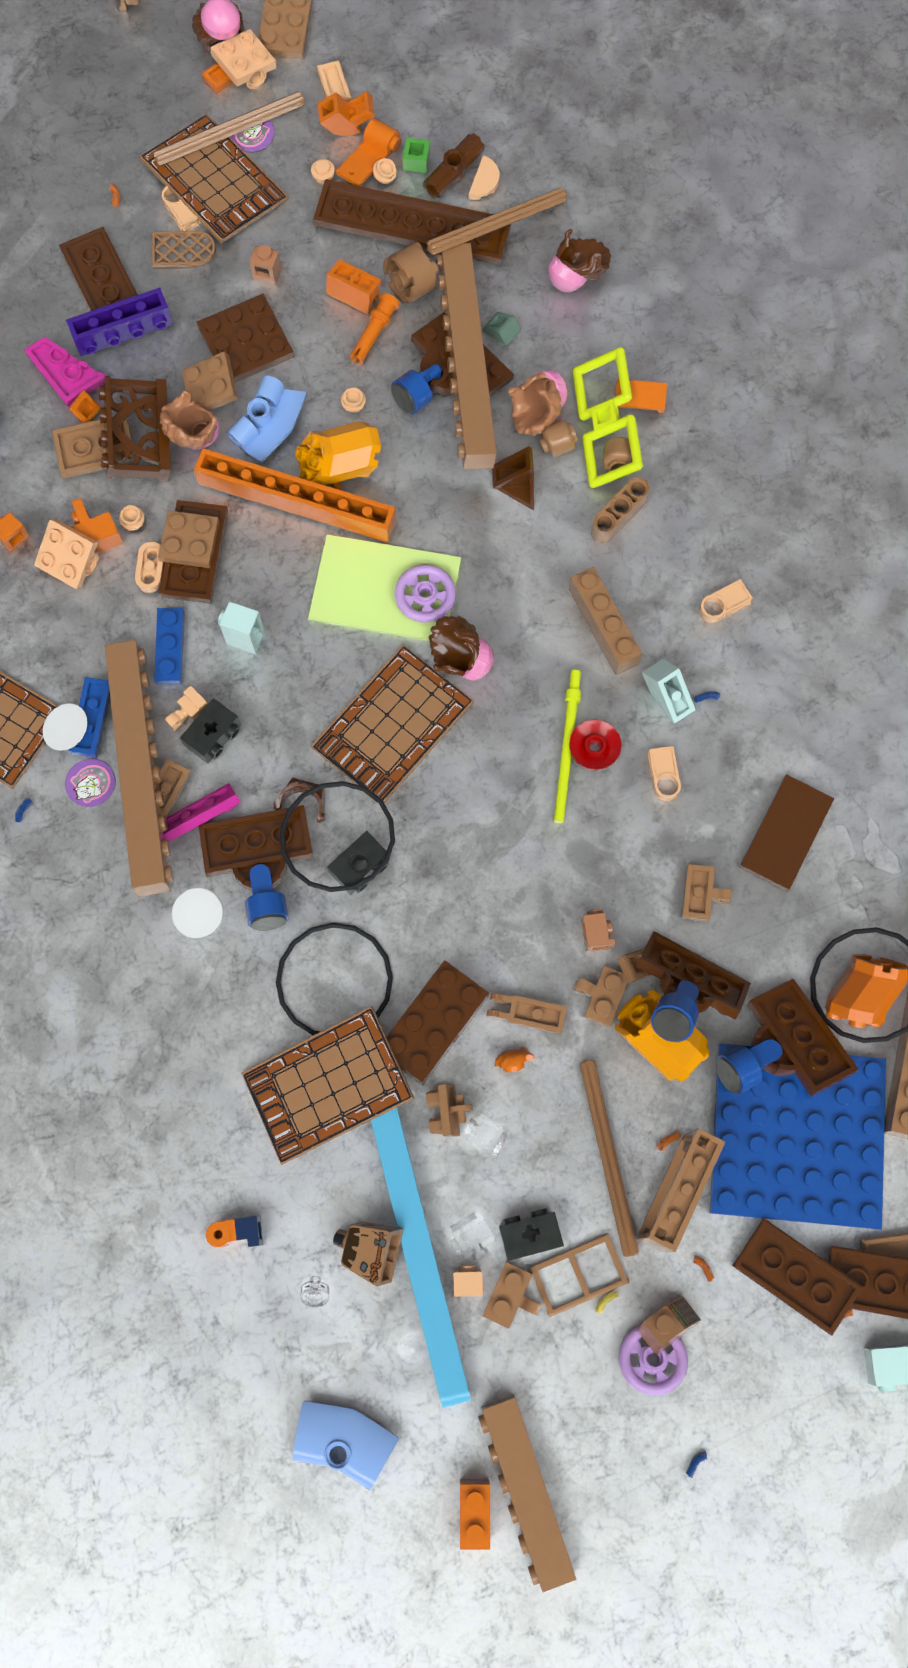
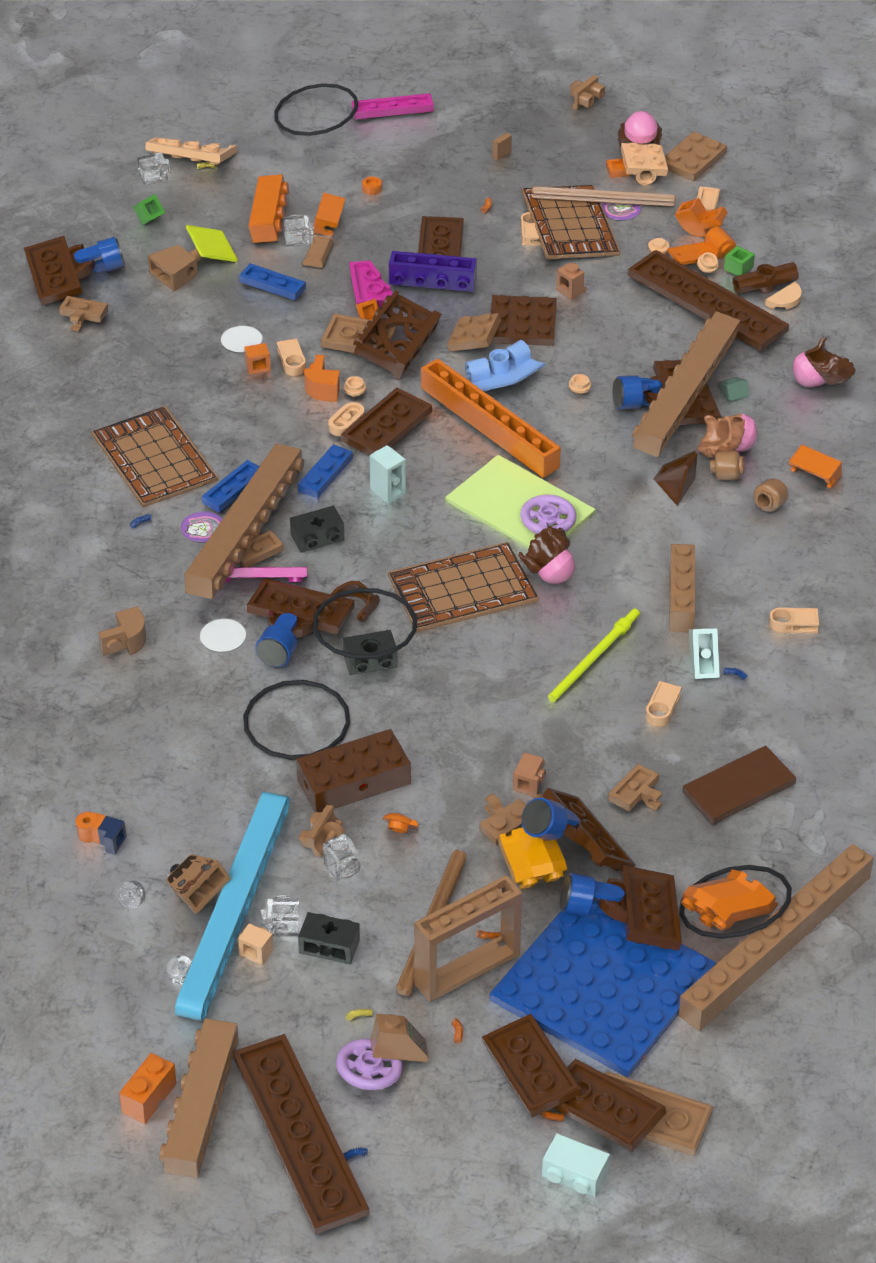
camera: 30 degrees right, 30 degrees down
(38, 505) = (290, 353): none -> light nougat piece
(64, 727) = (209, 482): white sticker -> none
(67, 554) = (290, 385): light nougat plate -> none
(83, 105) = (501, 146): none -> medium nougat tile
(110, 969) = (128, 634): none -> medium nougat brick
(173, 234) = (507, 241): medium nougat window -> none
(188, 539) = (387, 410): medium nougat plate -> none
(189, 423) = (438, 341): nougat hair -> none
(191, 705) = (311, 504): light nougat piece -> none
(327, 1085) = (240, 769): piece -> none
(329, 1426) = (80, 994): light blue panel -> none
(339, 453) = (542, 403): light orange brick -> none
(353, 286) = (629, 318): orange hinge -> none
(378, 320) = (636, 345): orange pin -> none
(410, 273) = (680, 323): medium nougat brick -> none
(496, 221) = (773, 317): medium nougat axle -> none
(509, 1296) = (283, 971): medium nougat plate -> none
(530, 1013) = (435, 801): medium nougat hinge -> none
(587, 1295) = (353, 971): medium nougat window -> none
(597, 733) = (616, 659): red dish -> none
(606, 418) = (776, 466): neon yellow bar -> none
(623, 499) = (746, 528): medium nougat beam -> none
(639, 1475) = (301, 1134): none -> reddish brown plate

